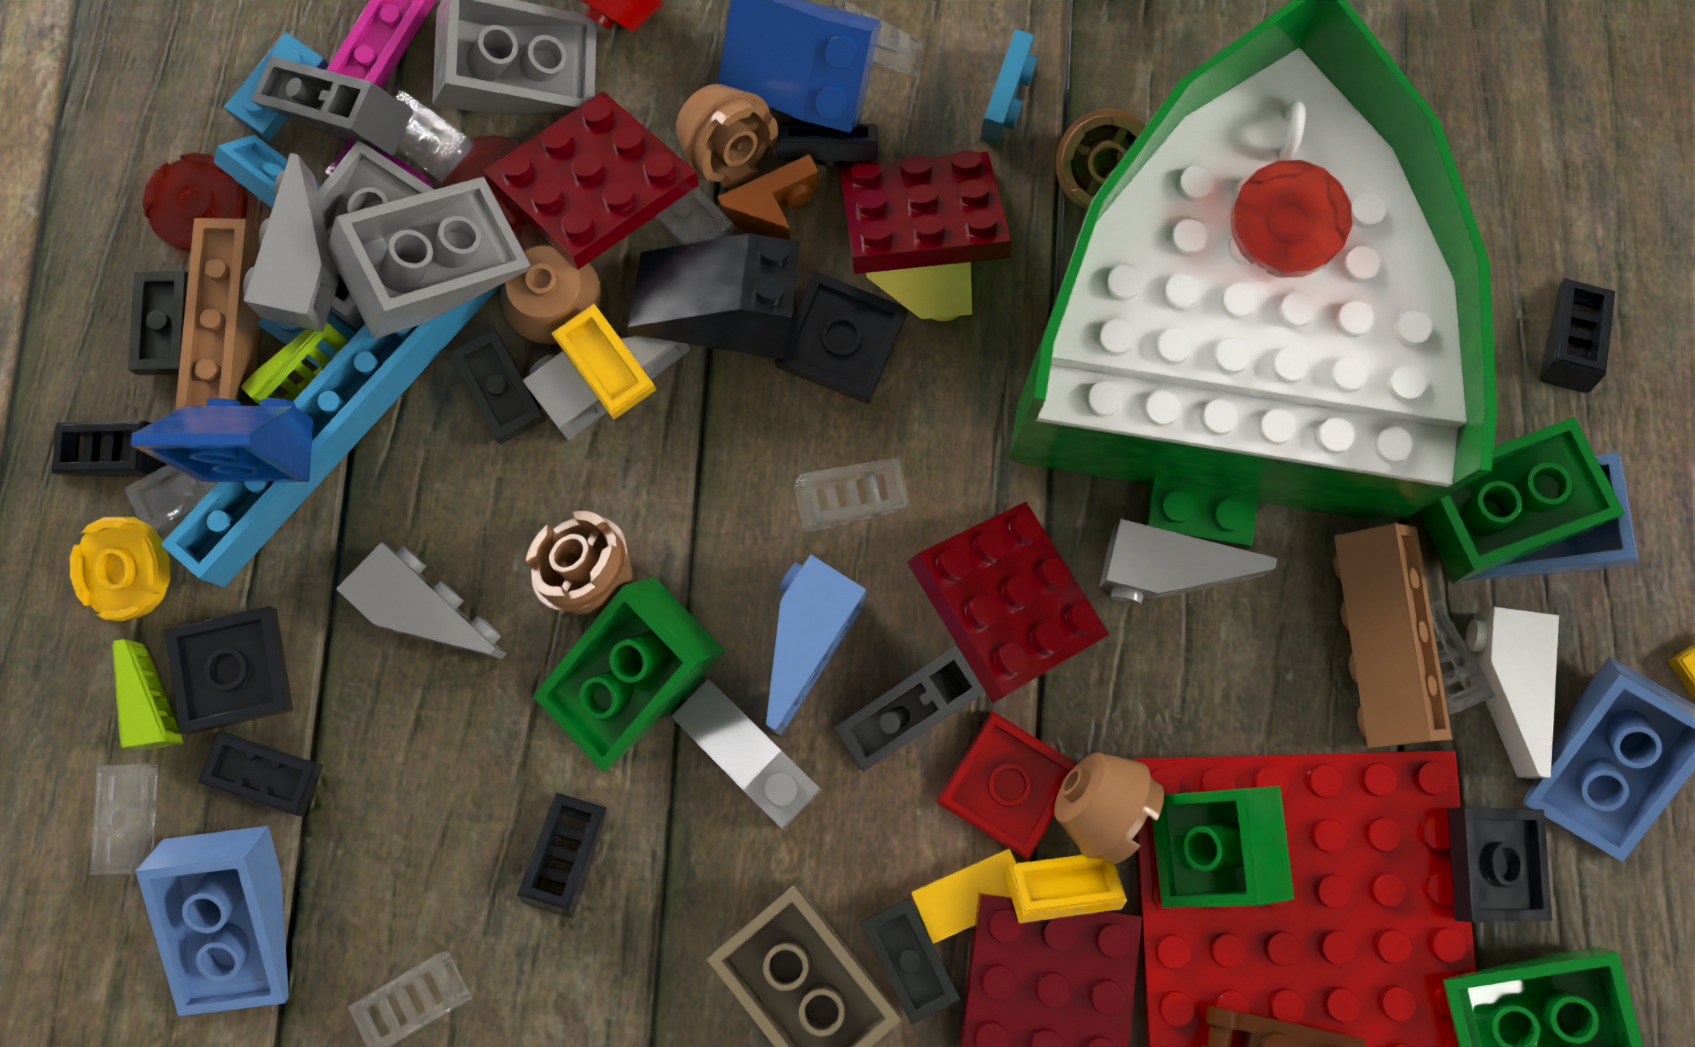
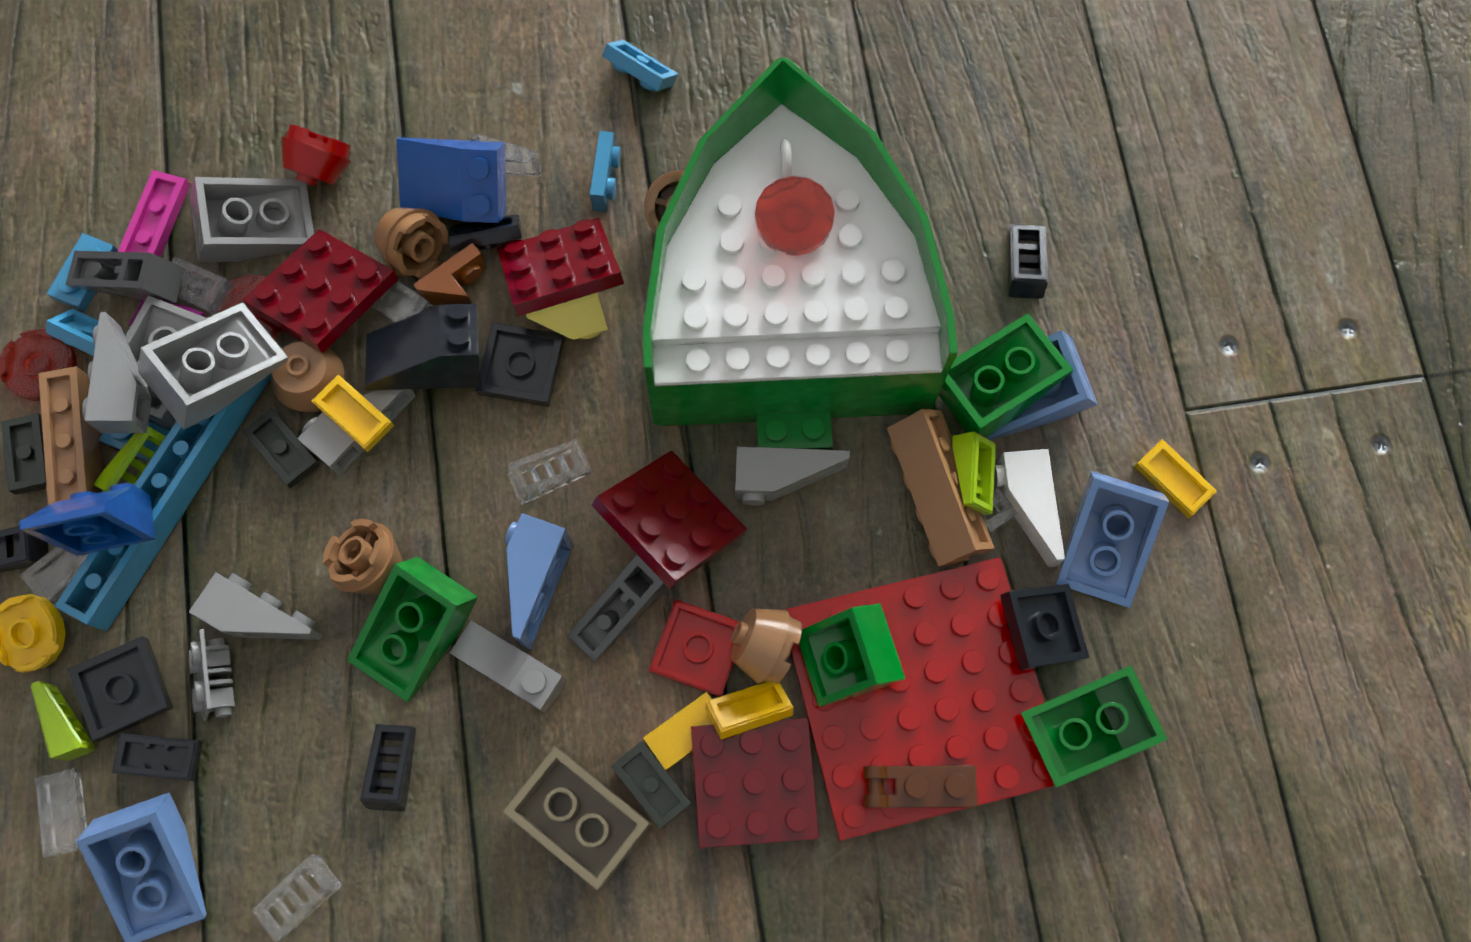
camera: 15 degrees left, 5 degrees down
(339, 656) = (200, 659): none -> light grey hinge
(1450, 621) = (975, 470): none -> lime slope

